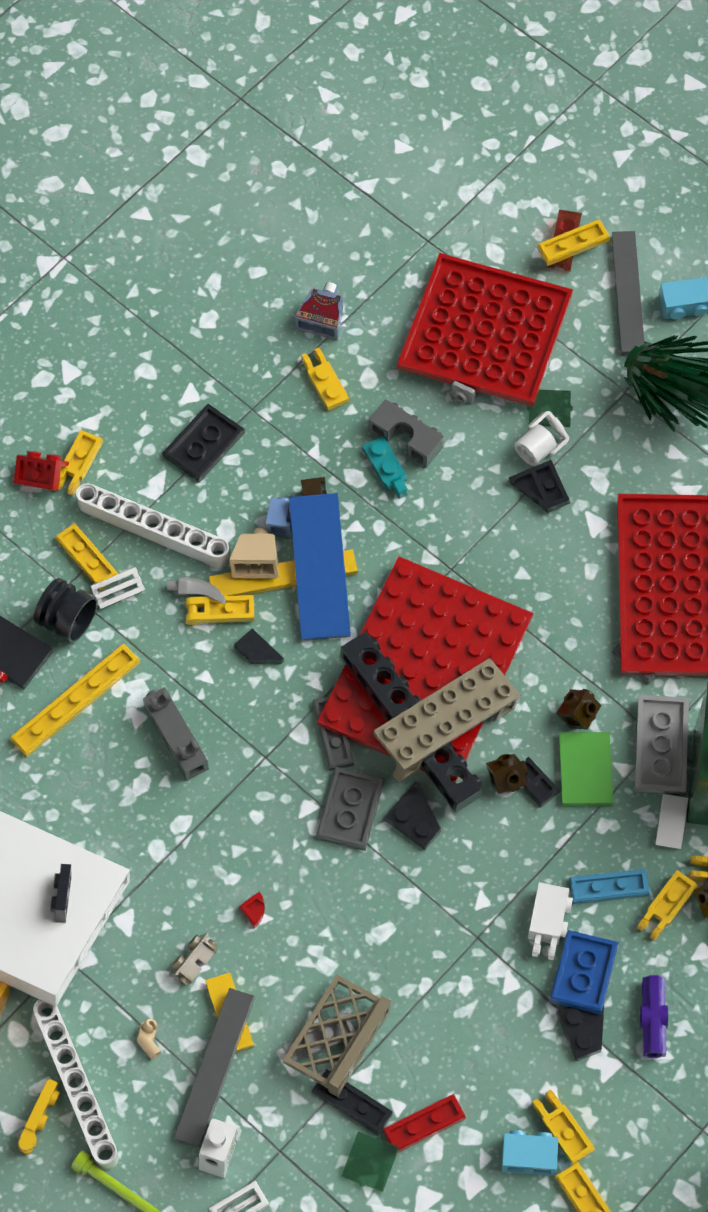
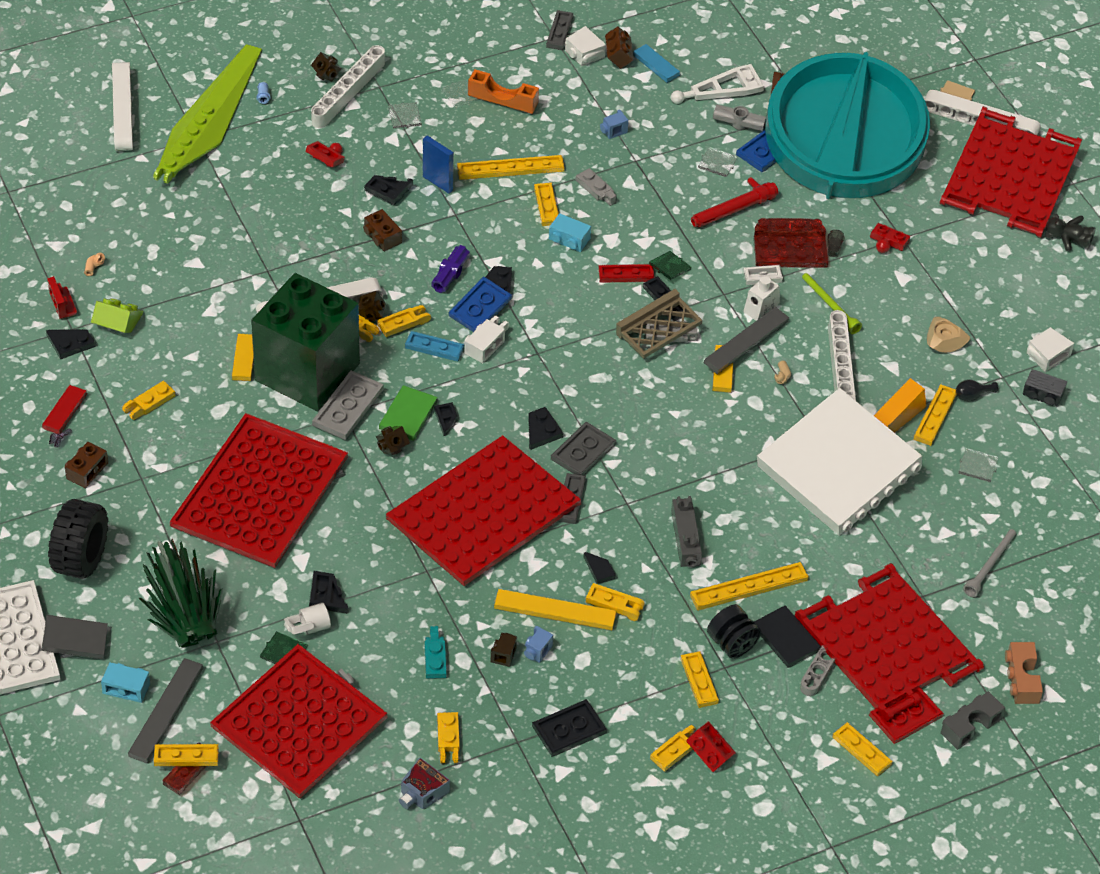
camera: 160 degrees left, 15 degrees down
(38, 1118) = (873, 356): yellow hinge -> none
(59, 903) = (809, 446): black plate -> none
(136, 579) = (686, 644): white tile -> none
(159, 534) = (639, 676): white beam -> none
(185, 965) = (735, 403): hinge -> none
(190, 585) = (625, 622): light grey bar -> none
(254, 909) = (679, 417): red tile -> none
(255, 556) = (570, 619): tan torso -> none
(319, 567) = (526, 596): blue tile -> none
(363, 647) = (517, 467): black brick -> none
(393, 420) = (413, 681): dark grey arch -> none
(446, 716) = (490, 452): dark tan bracket -> none
(507, 773) = (471, 417): dark brown brick -> none
(563, 1125) = (541, 238): yellow hinge -> none
(671, 821) = (369, 361): white slope -> none

